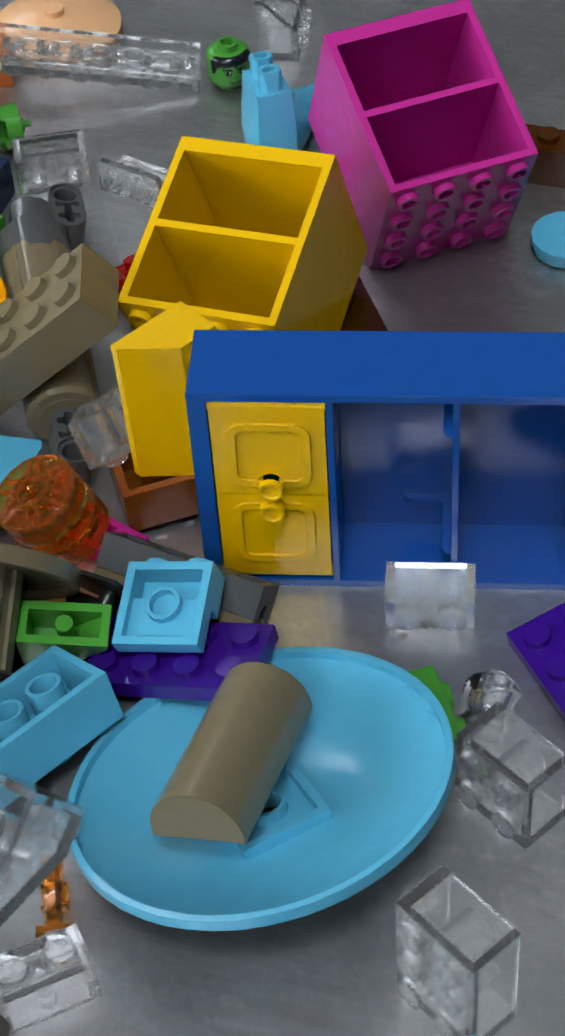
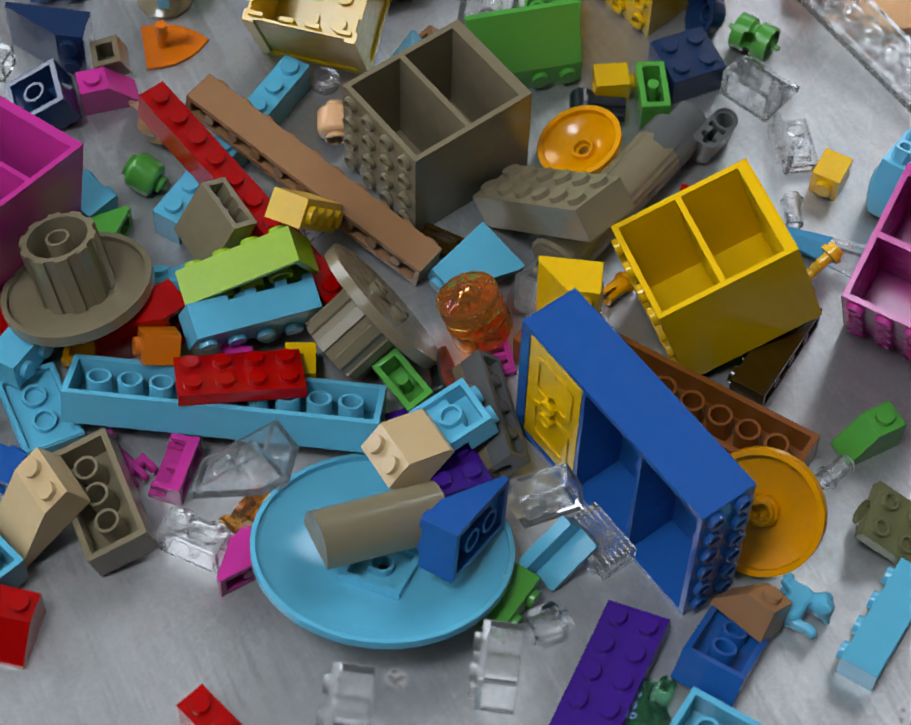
camera: 45 degrees right, 10 degrees up
(118, 947) = (236, 564): none -> dark pink slope
(164, 668) = (407, 449): none -> tan slope
(329, 678) = (461, 528): none -> blue slope
(337, 595) = (545, 495): none -> clear brick
(418, 627) = (559, 552): none -> medium azure panel
(519, 302) = (870, 433): none -> bright green slope

